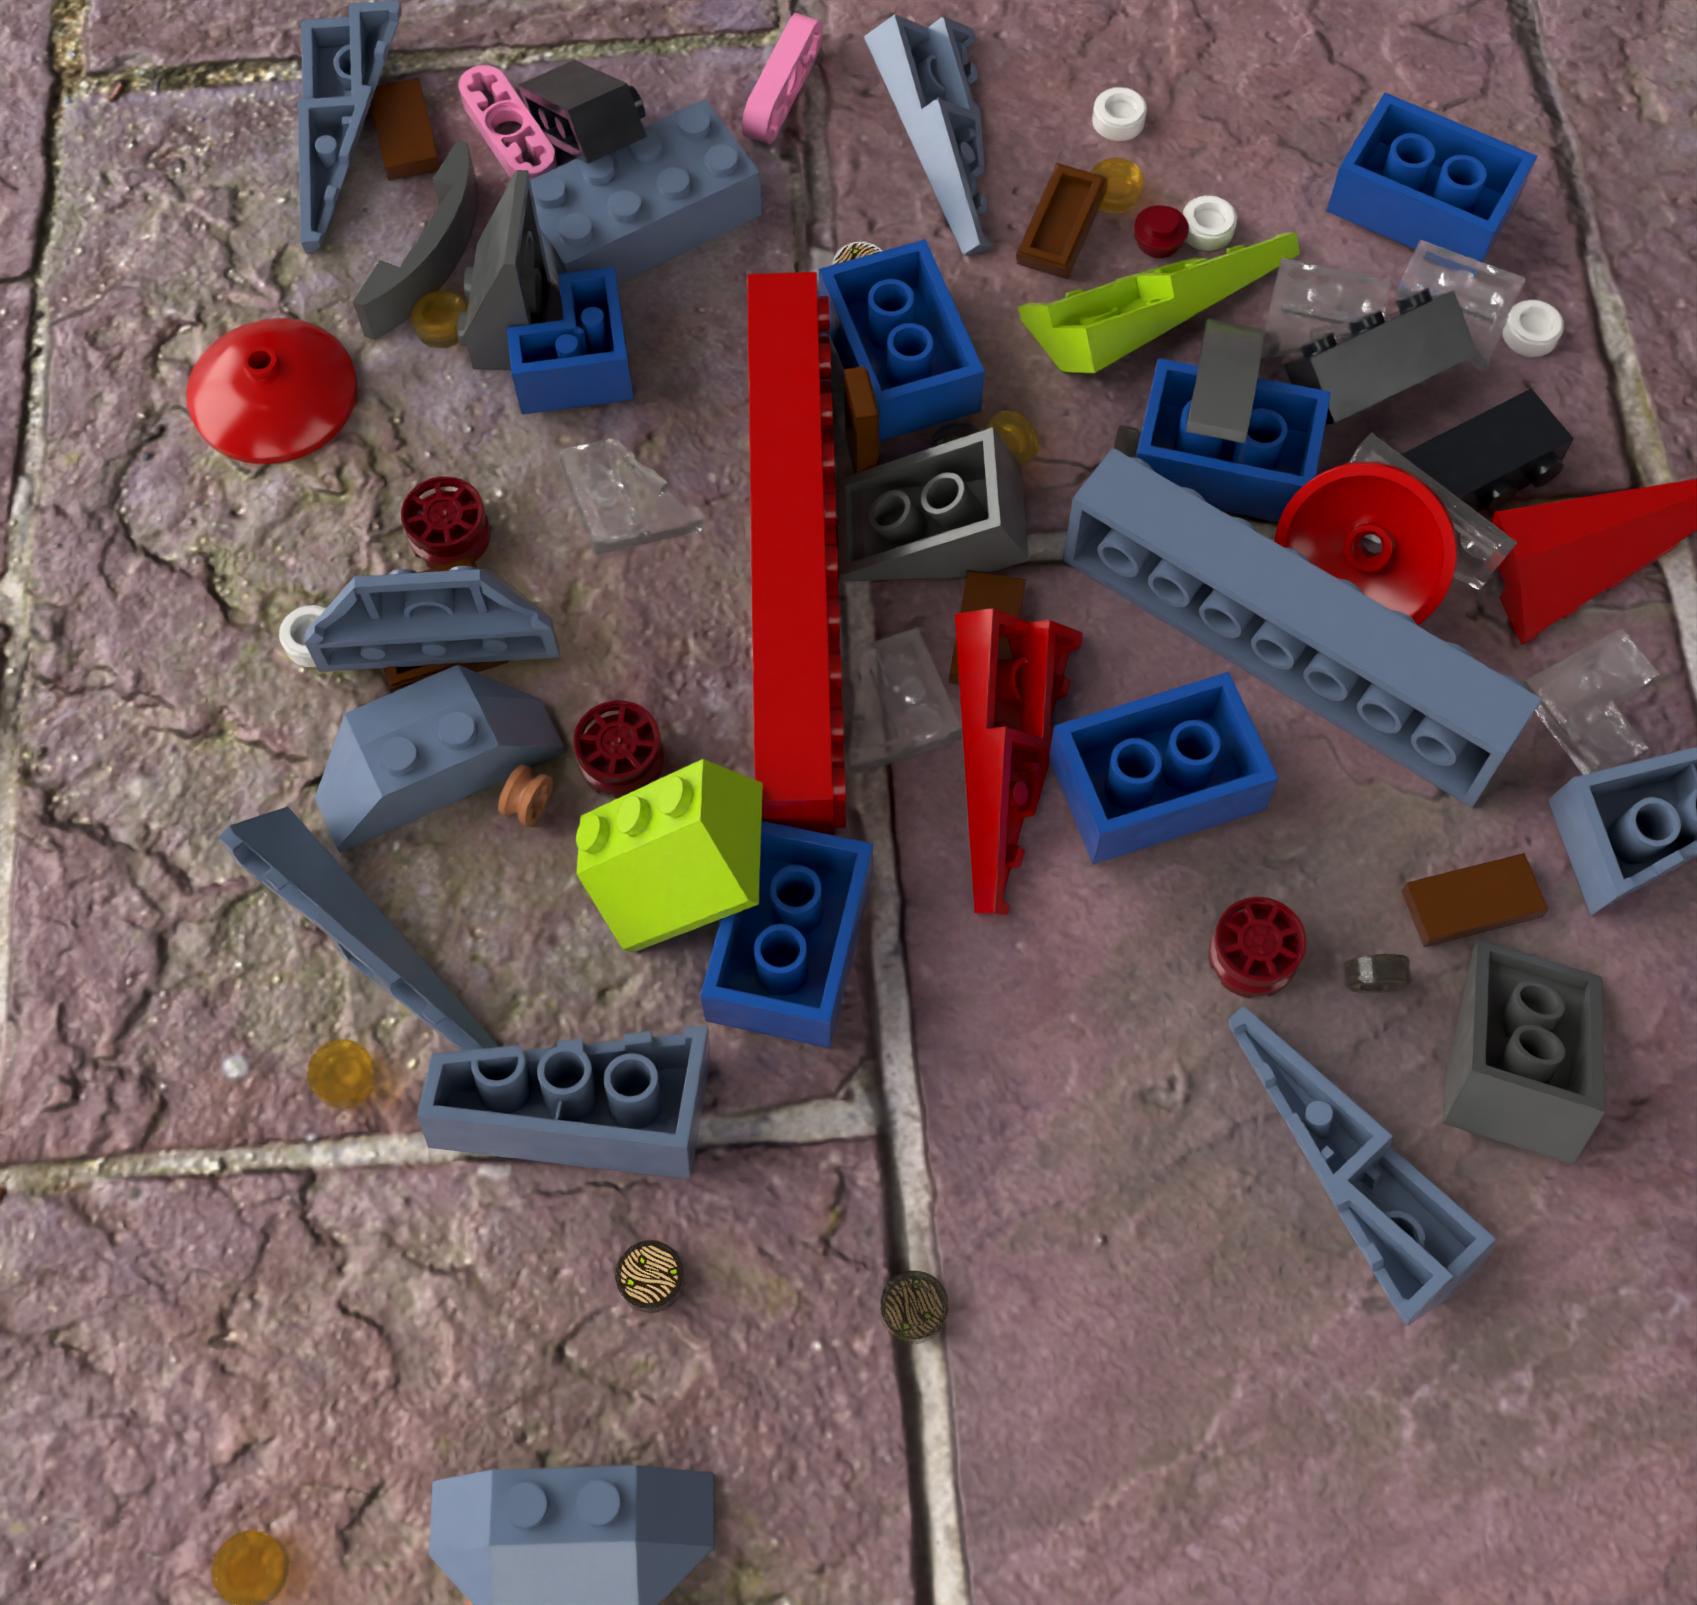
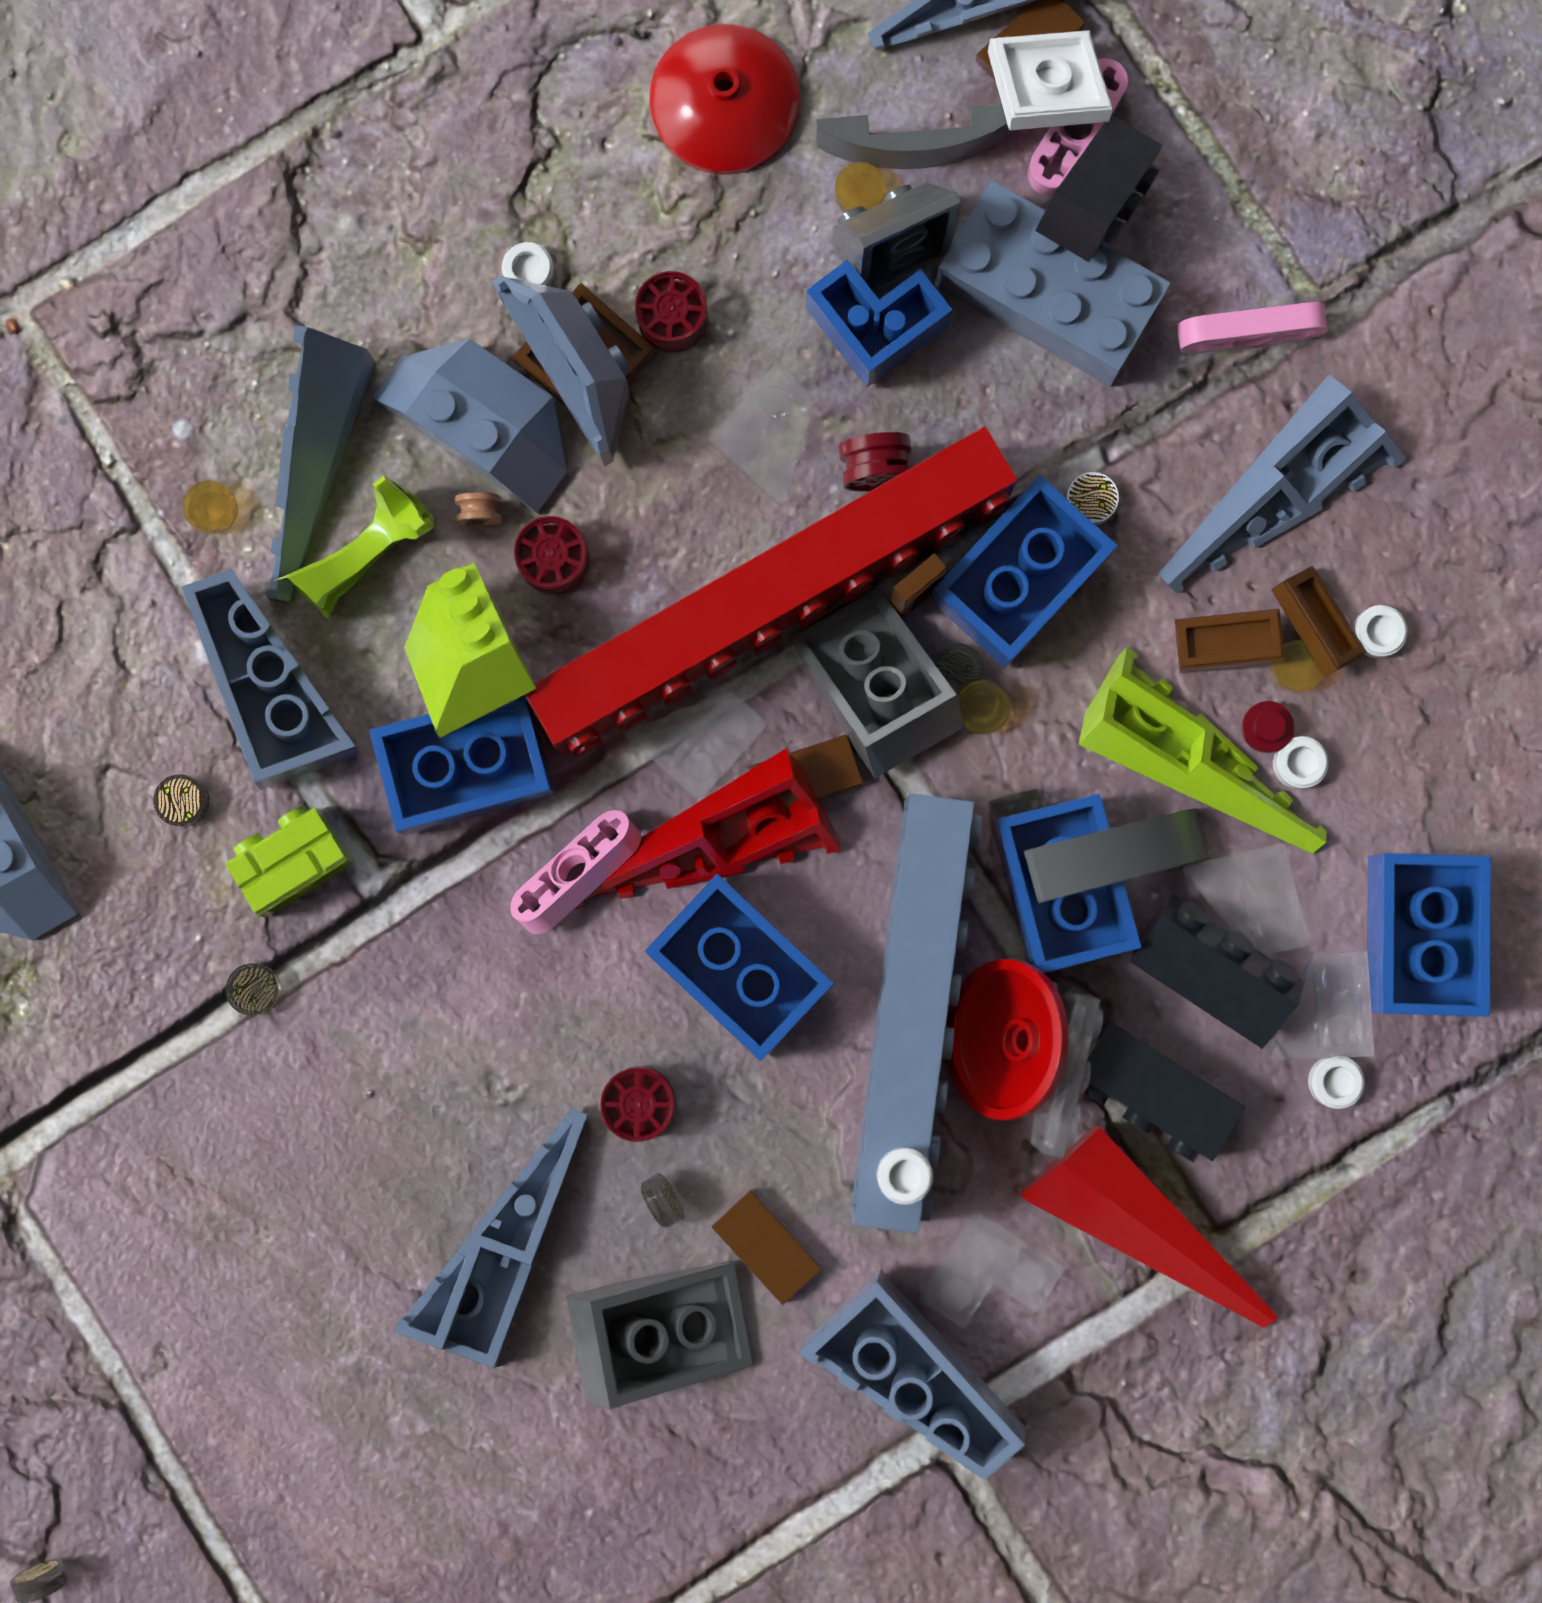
camera: 65 degrees right, 20 degrees up
(453, 110) = (1049, 80): none -> white tile
(483, 875) = (396, 518): none -> lime animal
(713, 411) = (874, 459): none -> dark red wheel
(790, 1181) = (288, 861): none -> lime brick
(990, 903) = (558, 905): none -> bright pink beam
(1084, 145) = (1318, 621): none -> reddish brown tile
(1475, 677) = (904, 1175): none -> white tile

